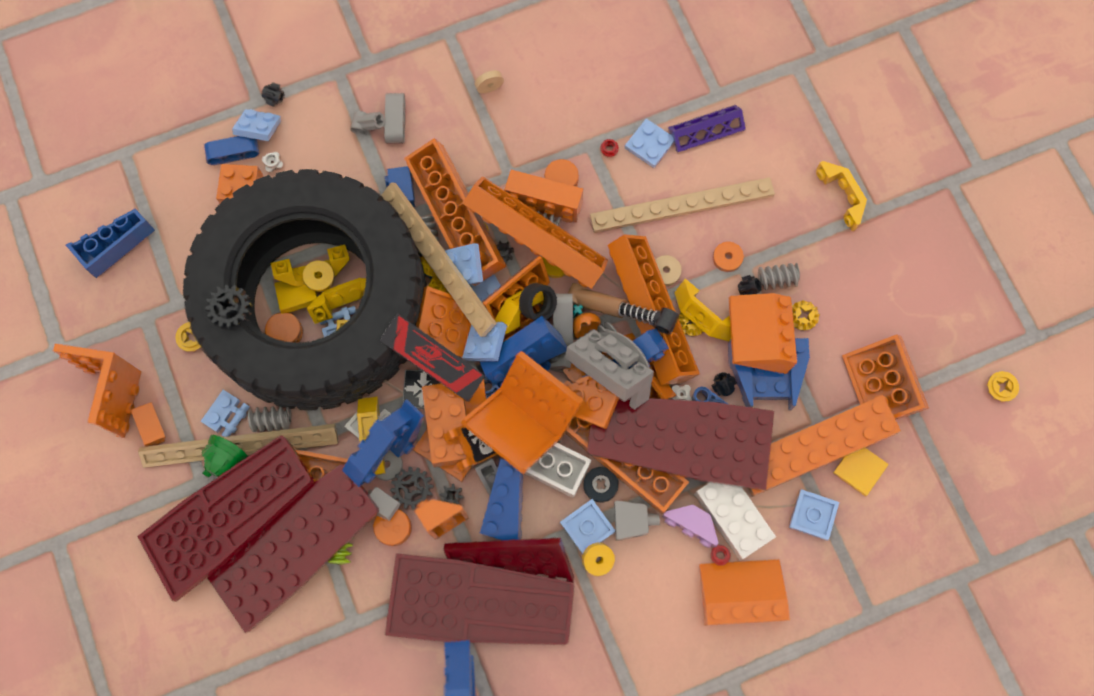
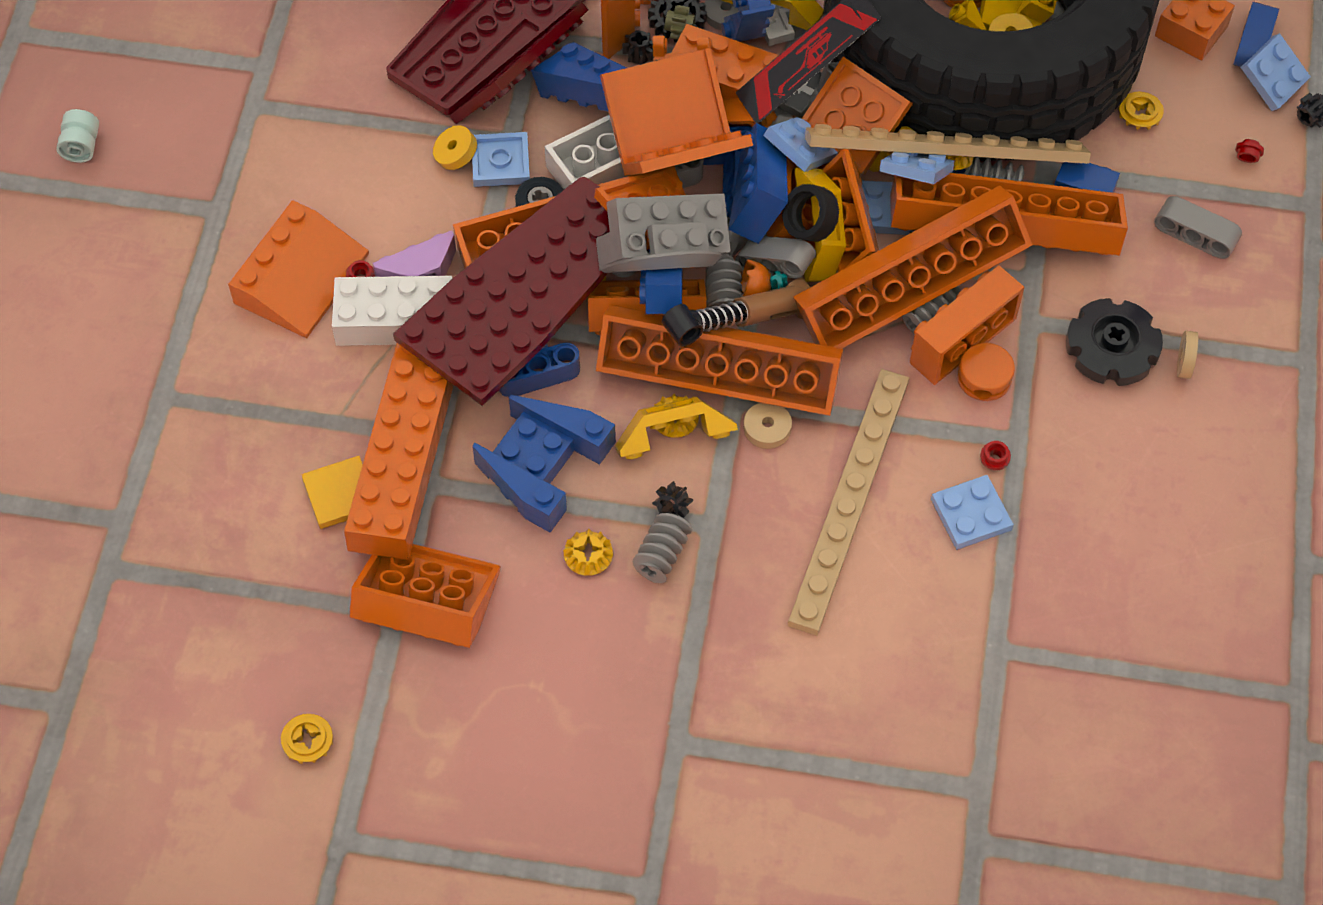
camera: 120 degrees right, 15 degrees down
(272, 157) = (1213, 72): white plate -> none
(322, 115) = (1249, 151): none -> red plate
(366, 121) = (1209, 188): light grey piece -> none
(427, 473) = (677, 20): none -> olive gear
(490, 127) = (1114, 341): none -> black piece
(633, 520) = (472, 198): light grey torso -> none
(682, 389) = (587, 352): white plate -> none
(705, 121) = (957, 593): dark purple fence -> none
(724, 384) = (563, 391): black gear -> none
(731, 249) = (732, 522): orange piece -> none
(763, 332) = (597, 460): orange slope -> none
(814, 515) = (326, 400): light blue plate -> none
(829, 172) = (683, 699): yellow slope -> none

